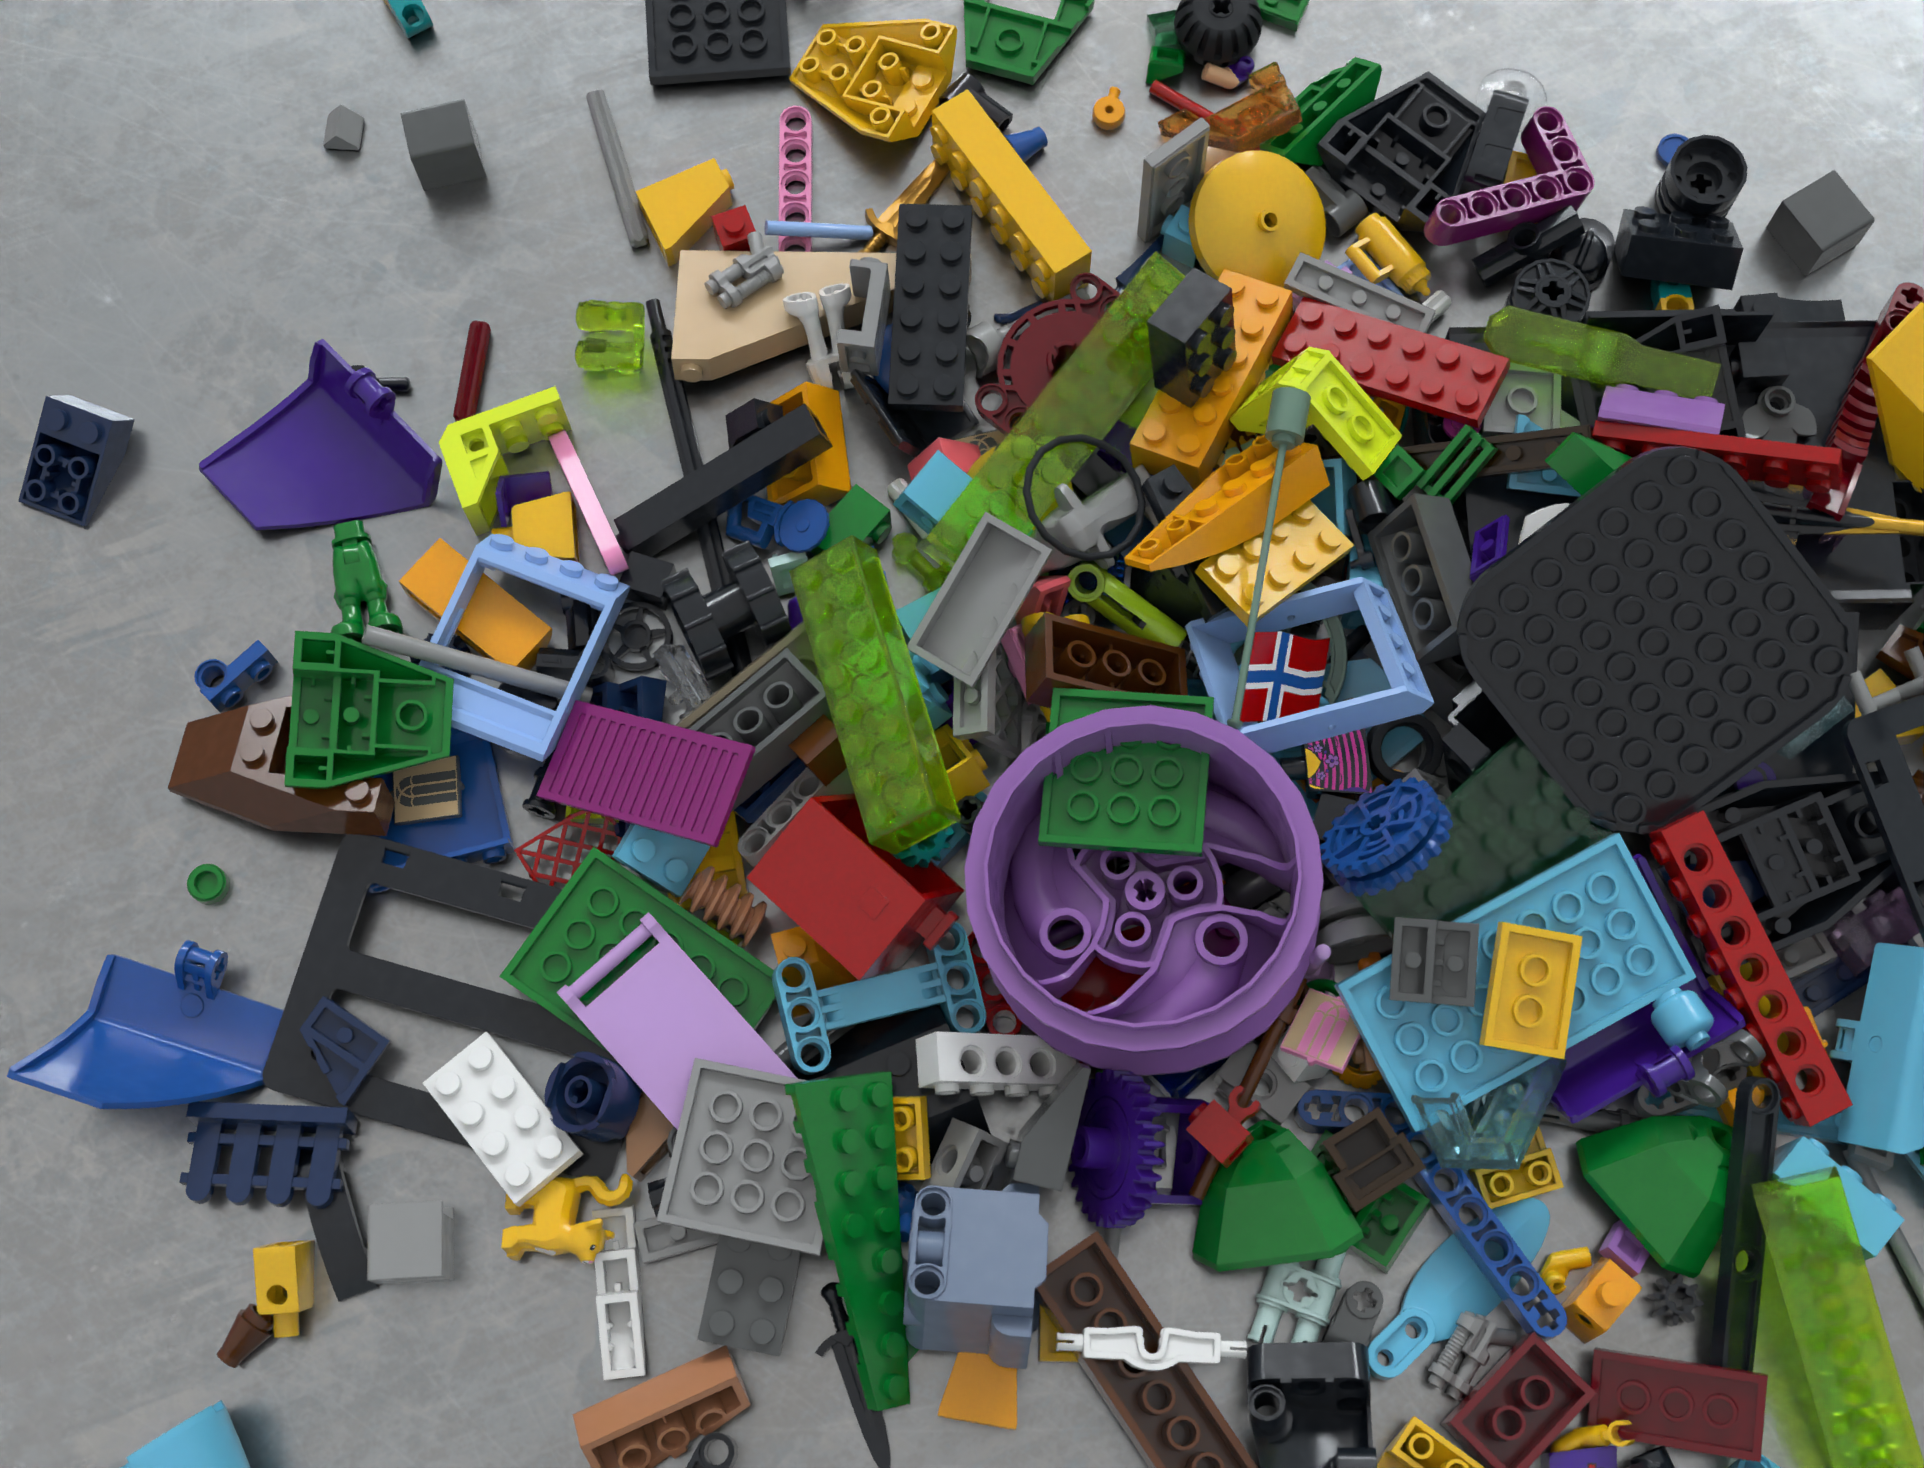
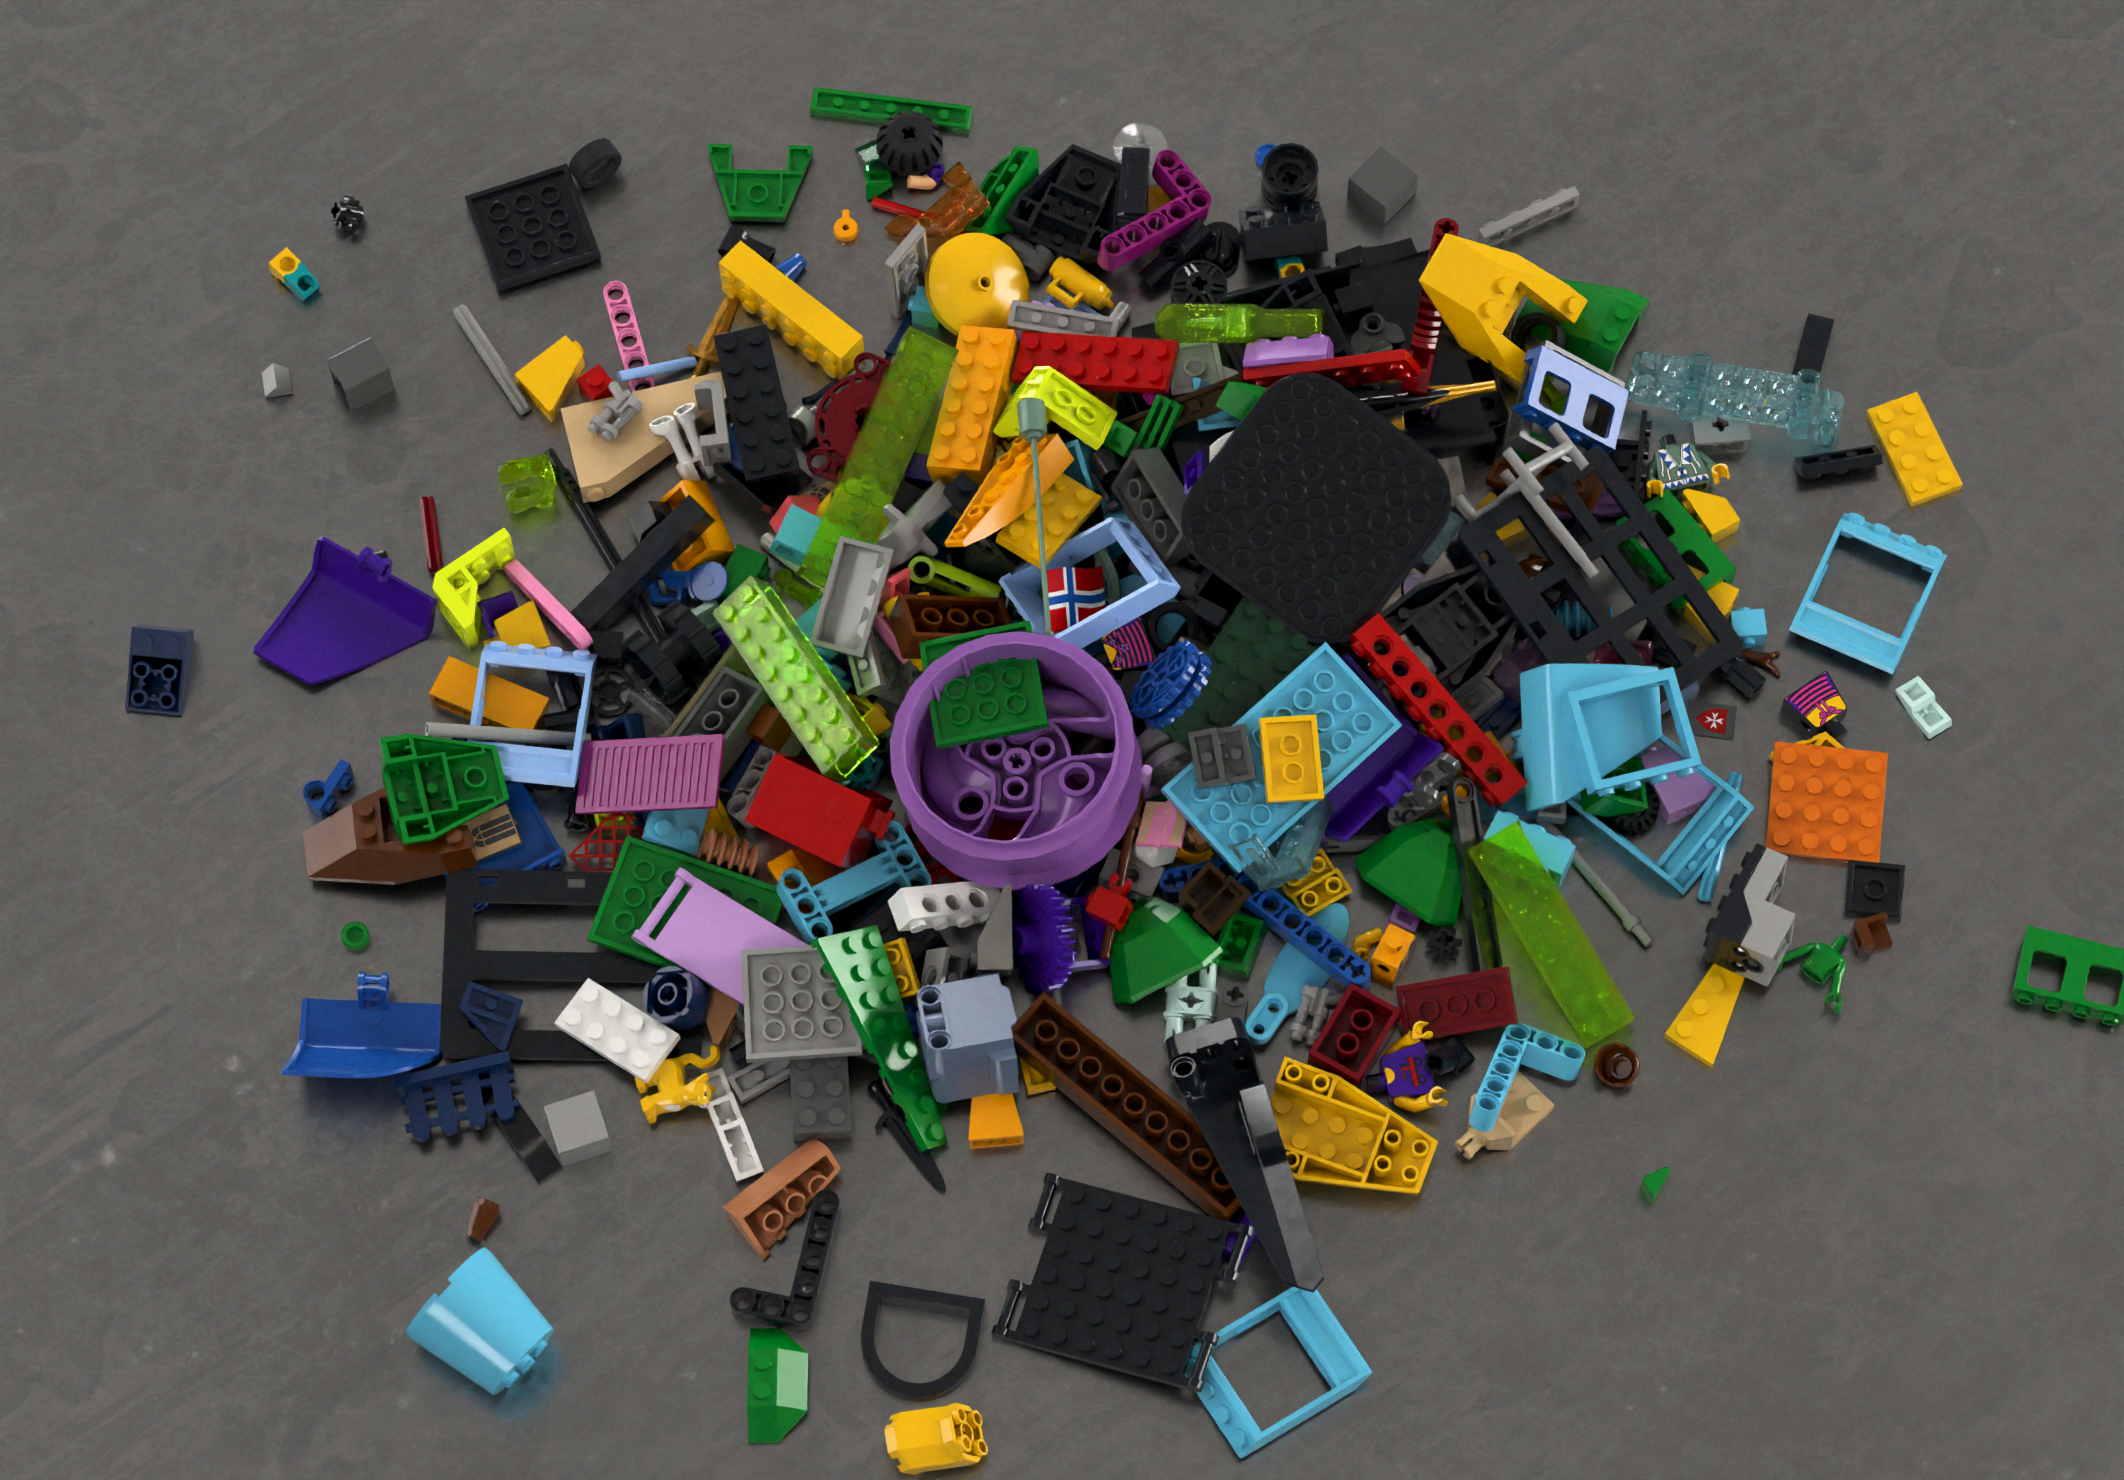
camera: 15 degrees left, 5 degrees down
(288, 1267) = (497, 1165): yellow torso -> none
(358, 580) = (396, 700): green piece -> none
(879, 73) = (667, 242): yellow wedge -> none
(1039, 526) = (892, 545): black piece -> none
(1128, 1345) = (1082, 1055): white piece -> none
(1192, 337) = (952, 381): brick -> none
(1682, 1019) = (1399, 754): medium azure head -> none

